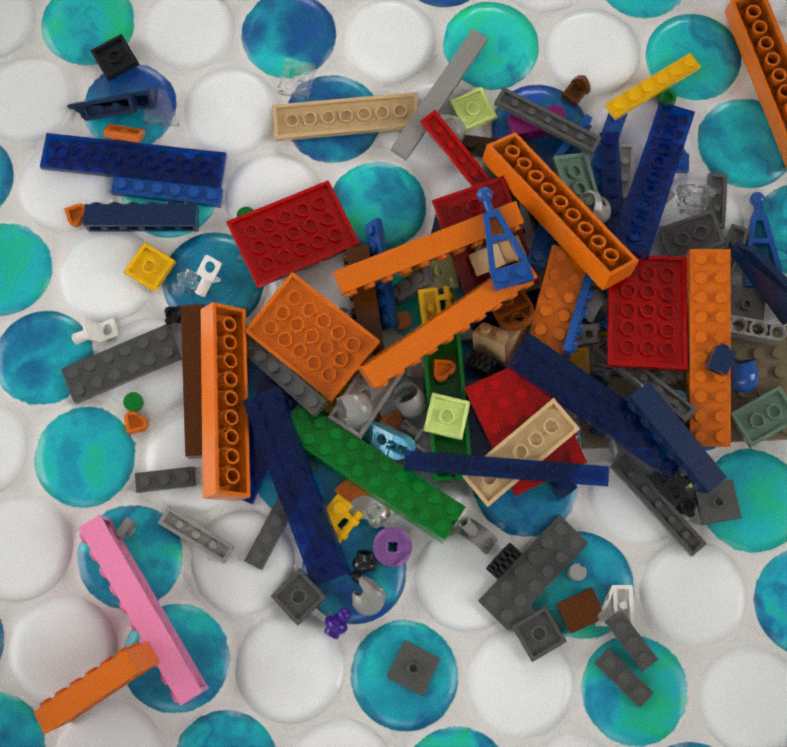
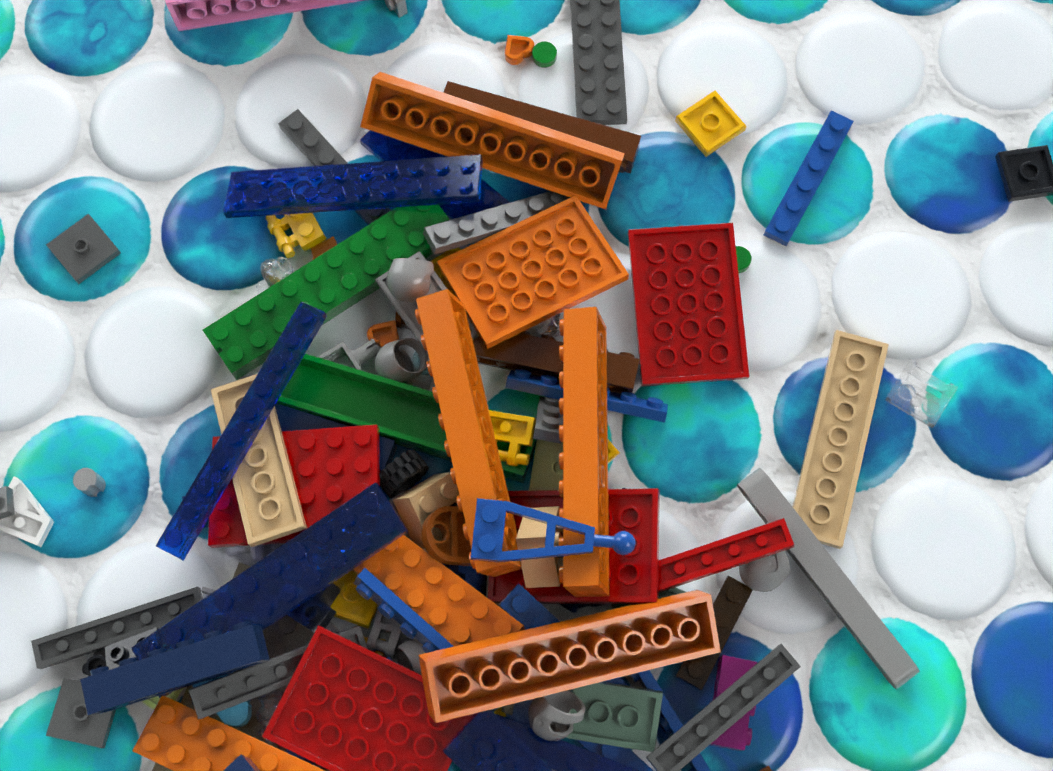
camera: 110 degrees right, 5 degrees down
(75, 215) = (815, 64): orange tile -> none
(95, 332) = (649, 37): white bracket -> none
(116, 104) = (954, 153): dark blue wedge -> none
(119, 132) = (909, 149): orange plate -> none
(133, 160) = (864, 152): clear blue plate -> none
(141, 217) = (780, 137): dark blue brick -> none
(163, 113) = (933, 205): clear wing -> none
(165, 479) = (435, 56): dark grey plate -> none
(169, 311) = (640, 126): black plate -> none
(188, 279) = (673, 157): clear animal -> none
(196, 534) = (352, 69): light grey plate -> none
(207, 278) = (668, 181): white bracket -> none
(298, 596) = (227, 152): dark grey plate -> none
(336, 623) = (174, 180): dark purple animal -> none
(363, 563) = (226, 234): black animal -> none
(371, 599) = (181, 222): light grey helmet -> none
(381, 545) = (219, 271): medium lavender plate -> none
(394, 440) = (358, 318): medium azure piece -> none
(404, 321) = (513, 400): orange tile -> none
(443, 369) = (420, 418): orange tile -> none
(446, 416) = (352, 391): yellowish green plate -> none
(473, 109) = (788, 619): yellowish green plate -> none
(477, 534) = (197, 379): light grey bracket -> none
(503, 560) = (145, 395): black tyre -> none
(532, 572) = (120, 433): dark grey plate -> none
(538, 633) = (43, 406): dark grey plate -> none
(579, 610) = (43, 465): reddish brown piece -> none

